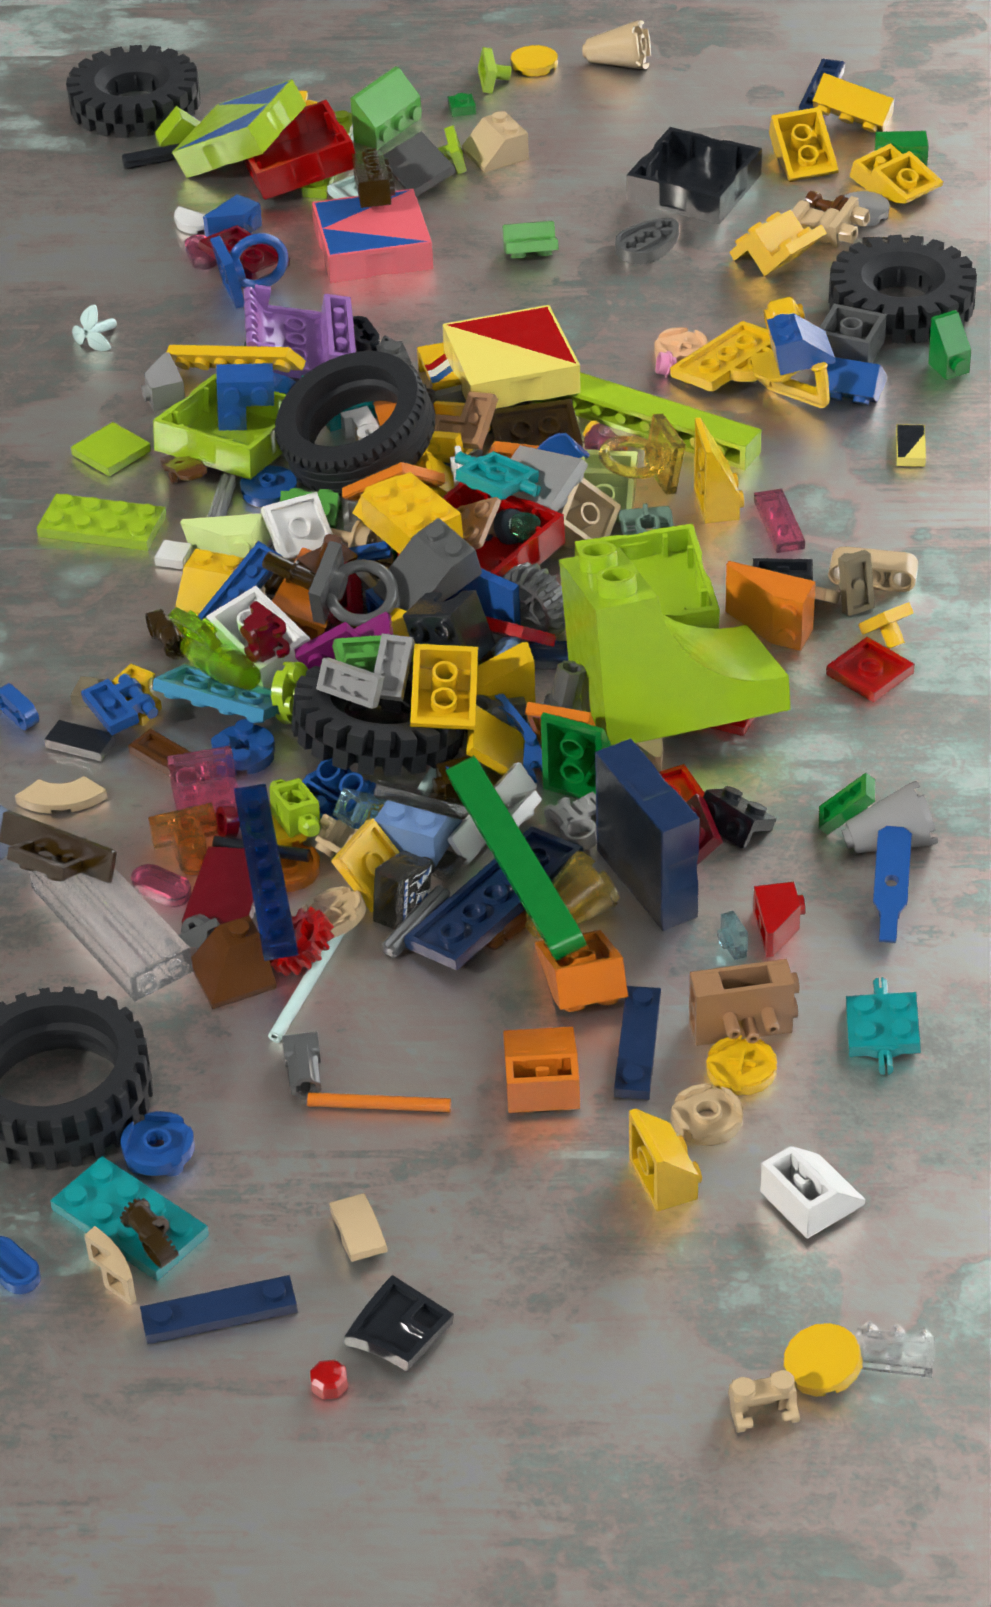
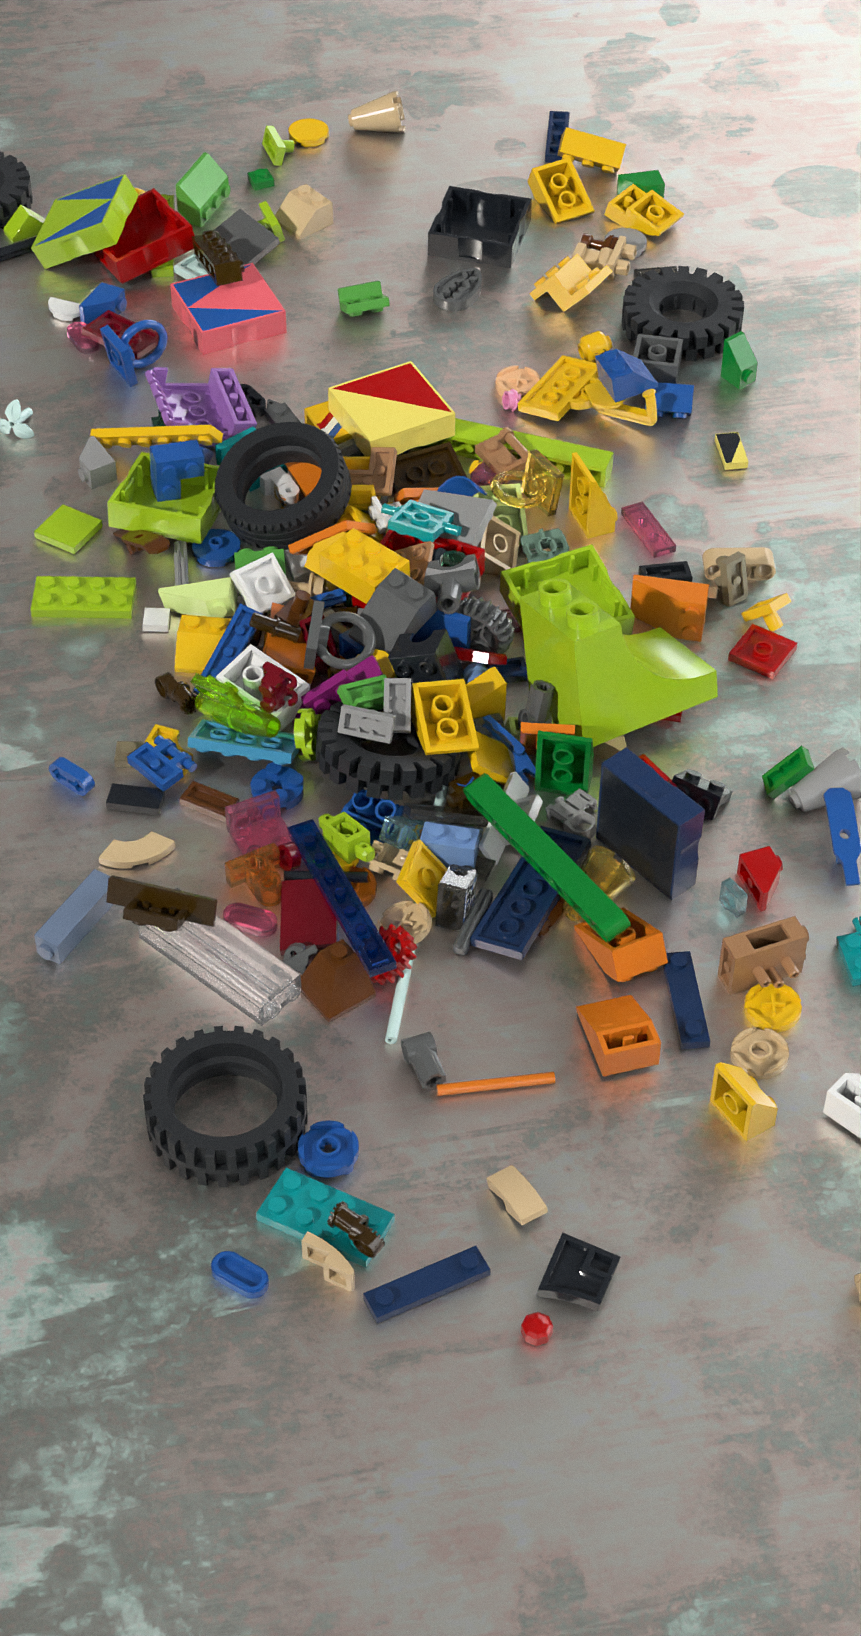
camera: 15 degrees left, 5 degrees up
(500, 544) = (451, 582): none -> dark grey connector
(621, 420) = (498, 457): none -> medium nougat plate

